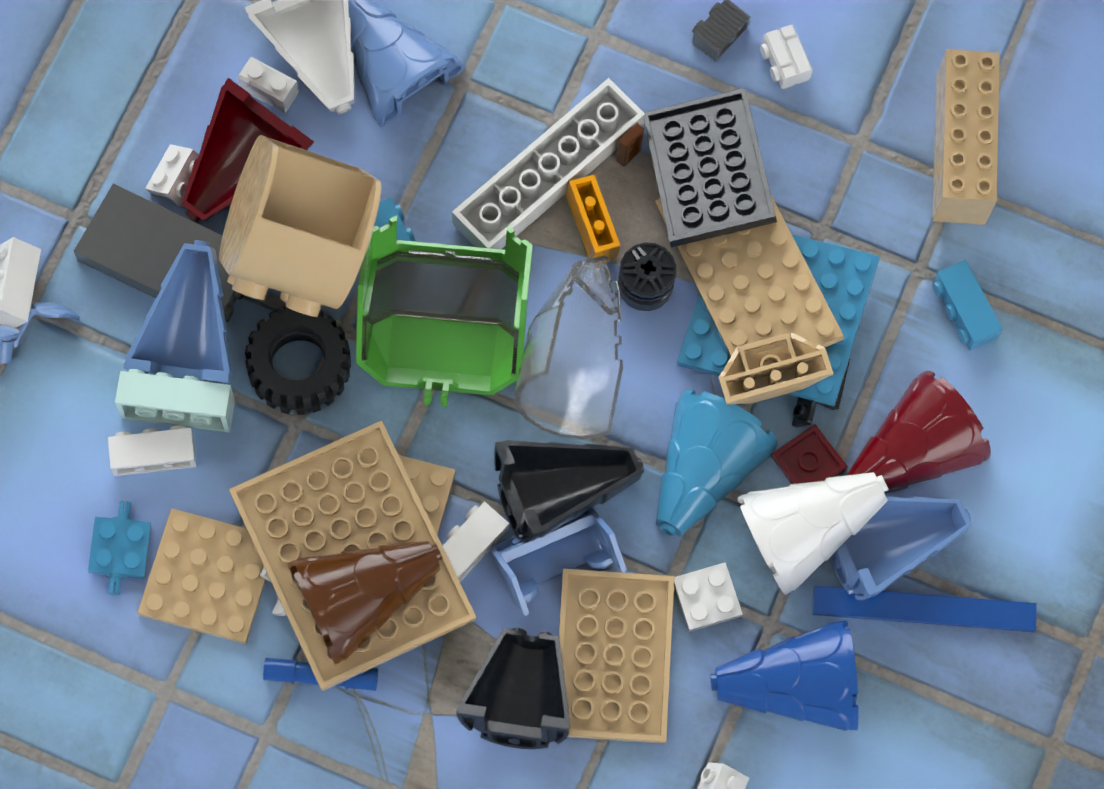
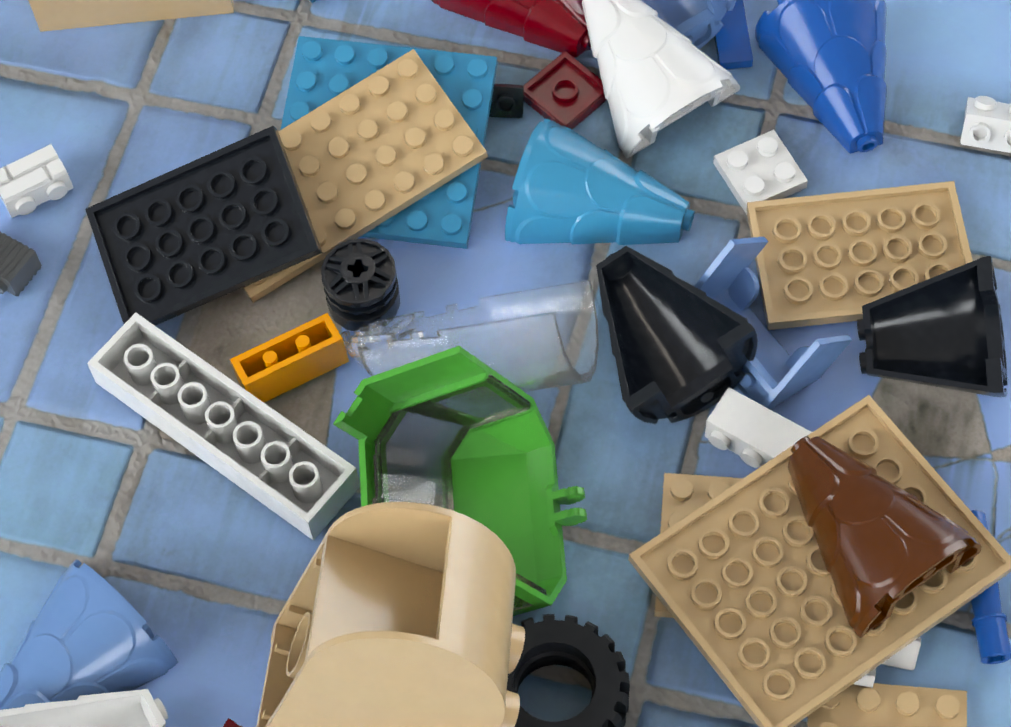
camera: 90 degrees left, 10 degrees down
(630, 145) = (178, 326): reddish brown tile -> none
(773, 368) = (473, 105): tan wedge -> none

